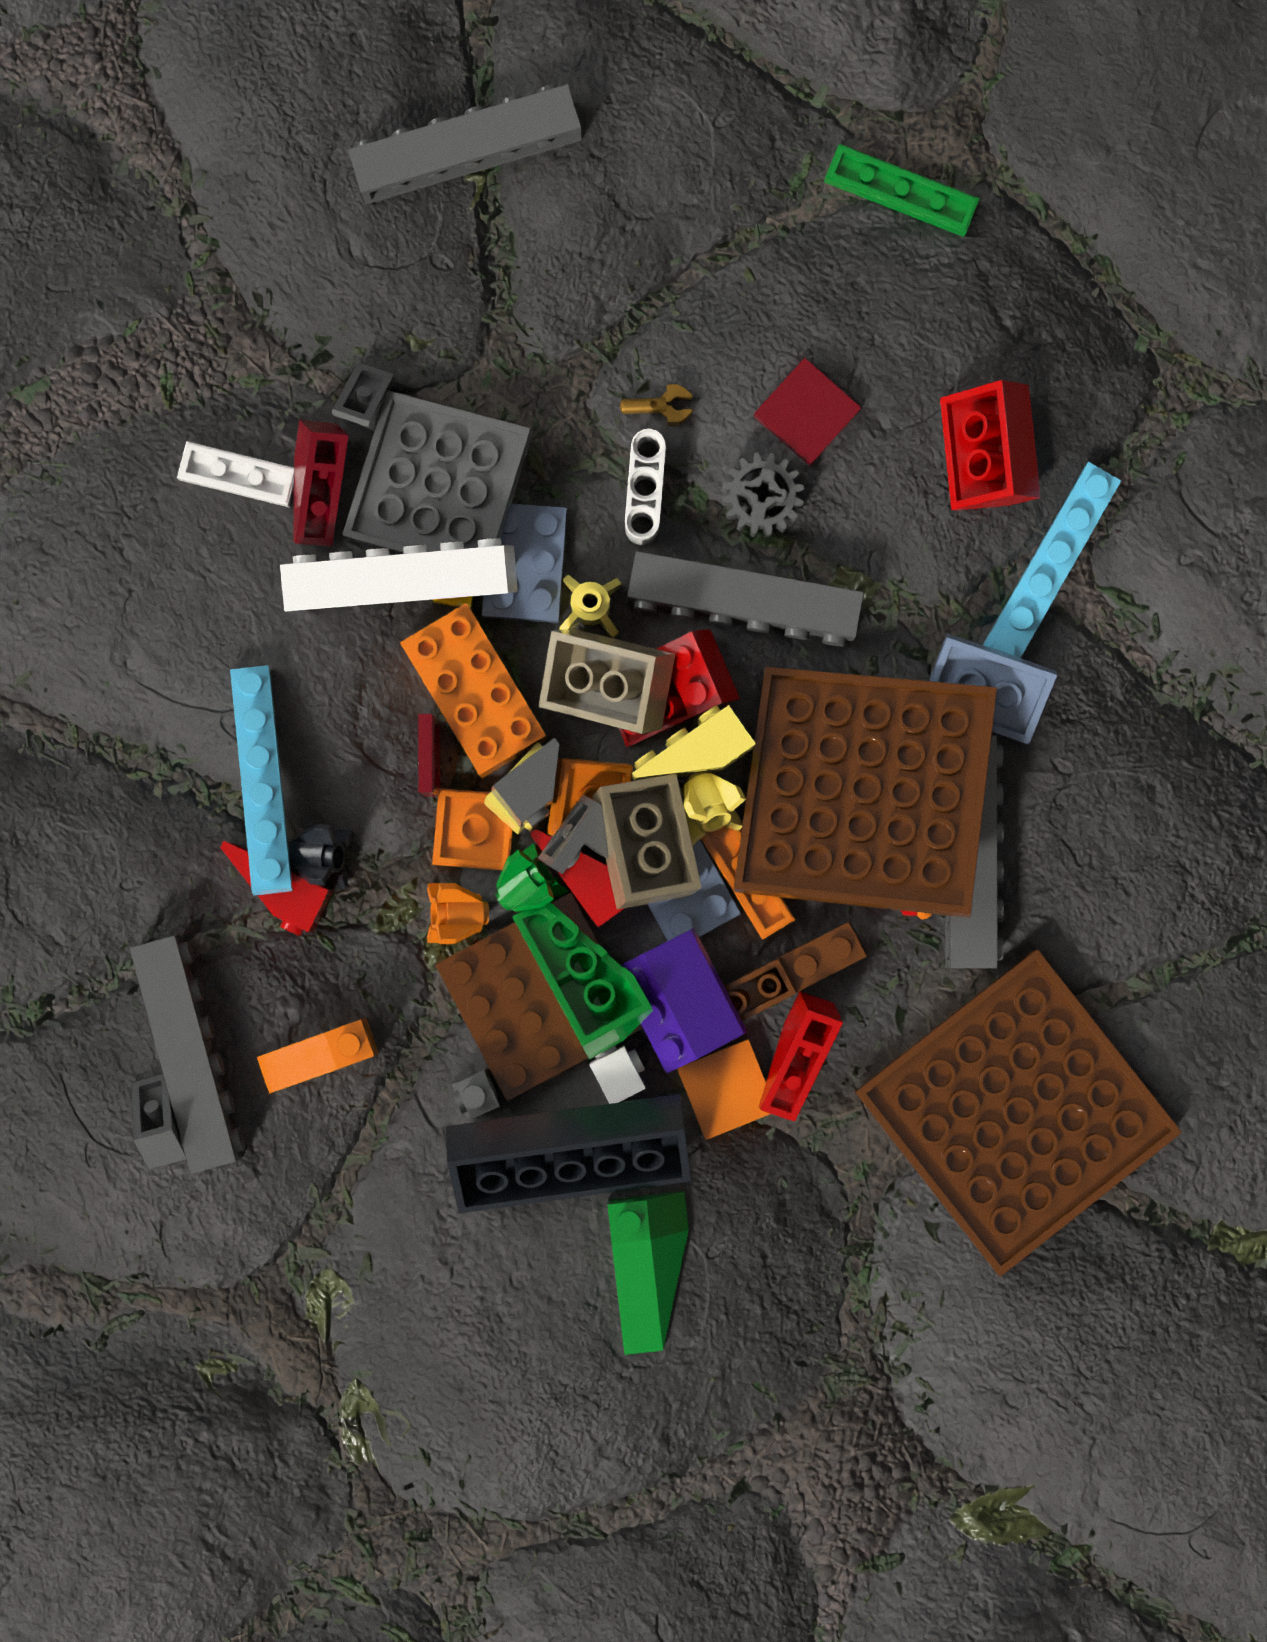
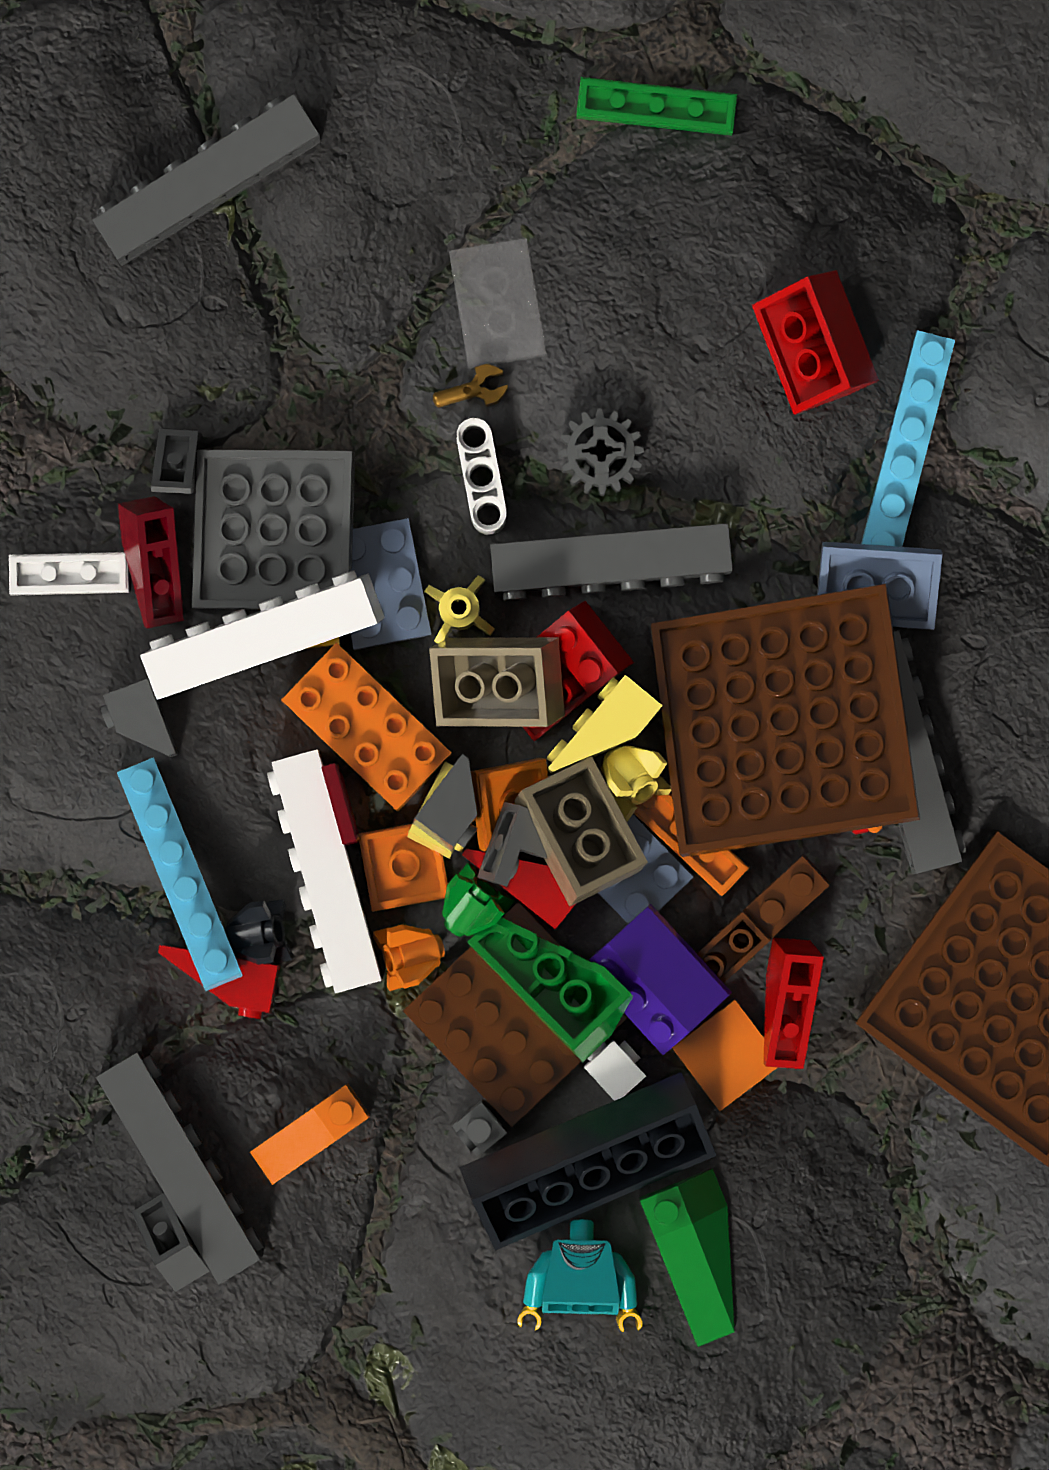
camera: 15 degrees left, 0 degrees up
(265, 623) = (139, 717): none -> dark grey slope
(398, 817) = (326, 871): none -> white brick
(532, 1262) = (581, 1279): none -> teal torso
(704, 331) = (497, 303): none -> clear tile
(807, 412) = (622, 355): dark red tile -> none

